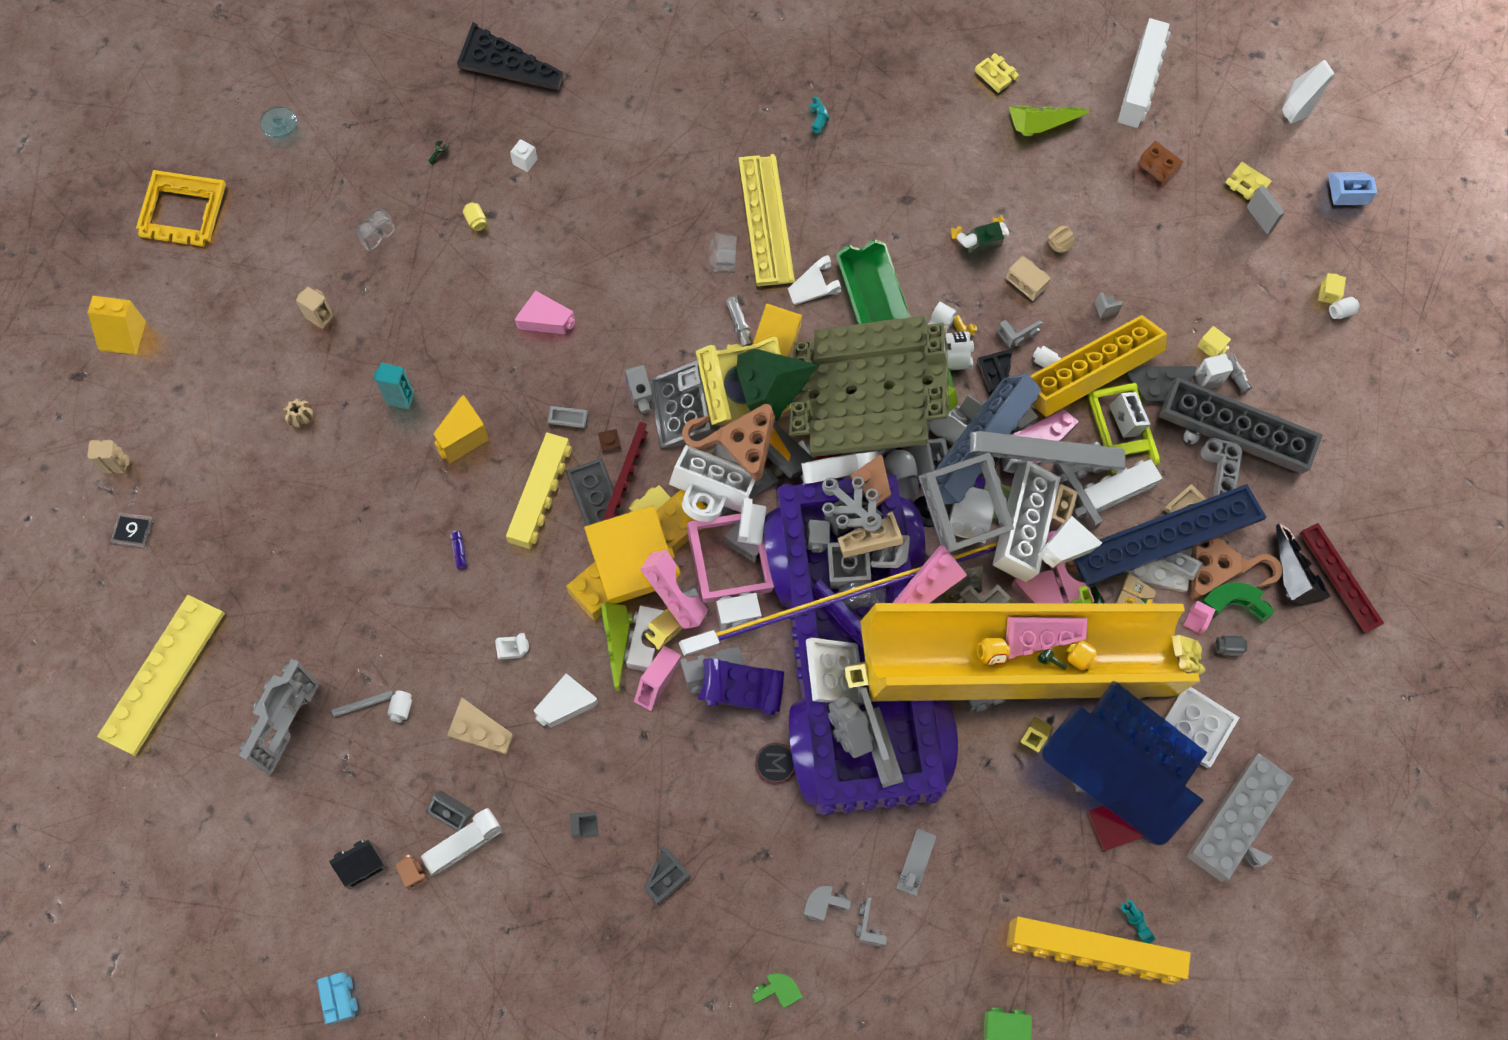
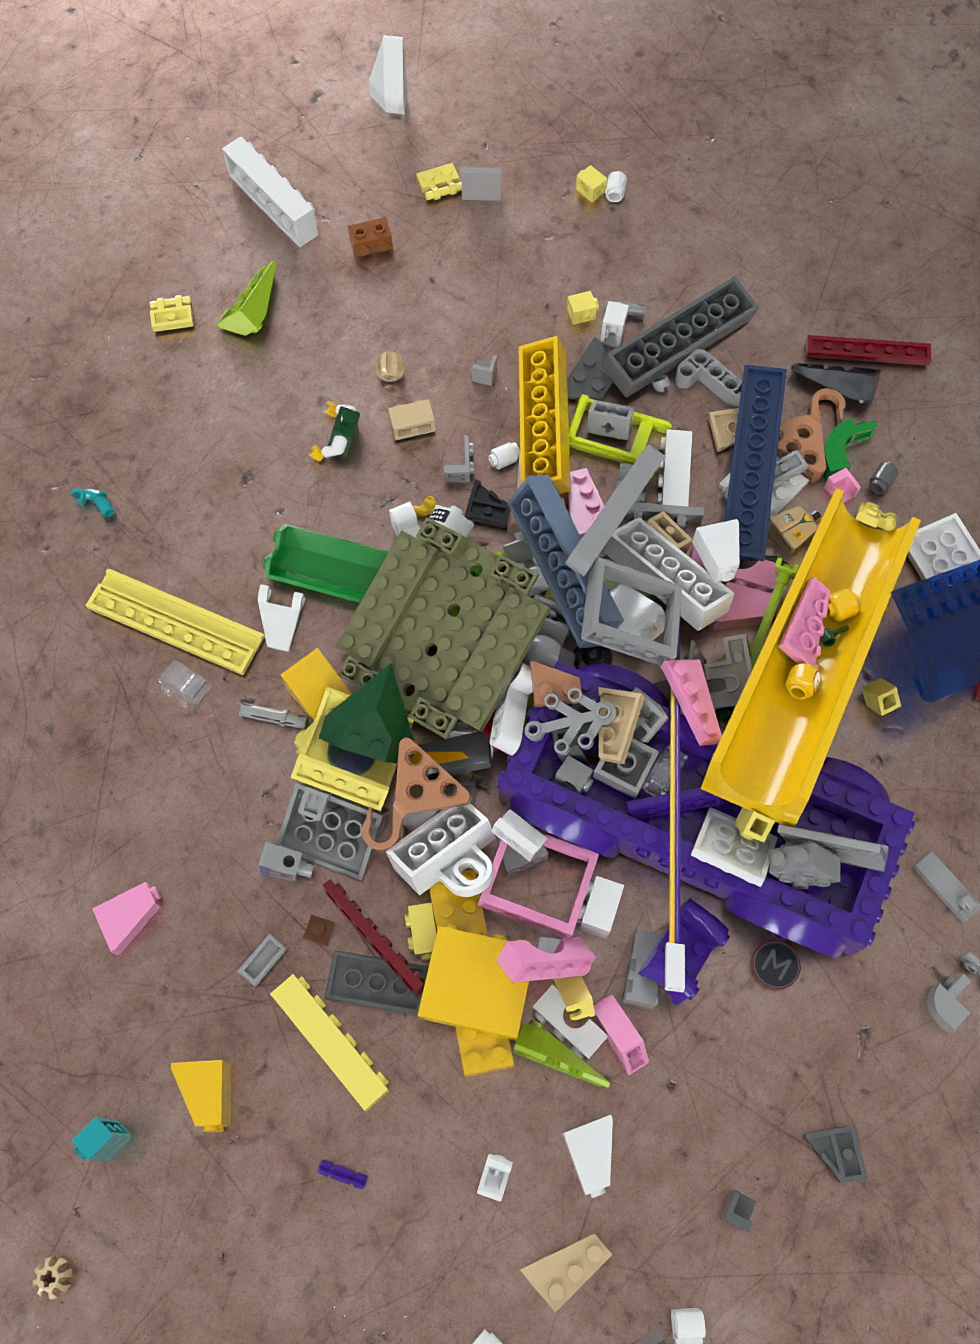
camera: 55 degrees left, 0 degrees up
(1352, 188) = (504, 106): light blue slope -> none

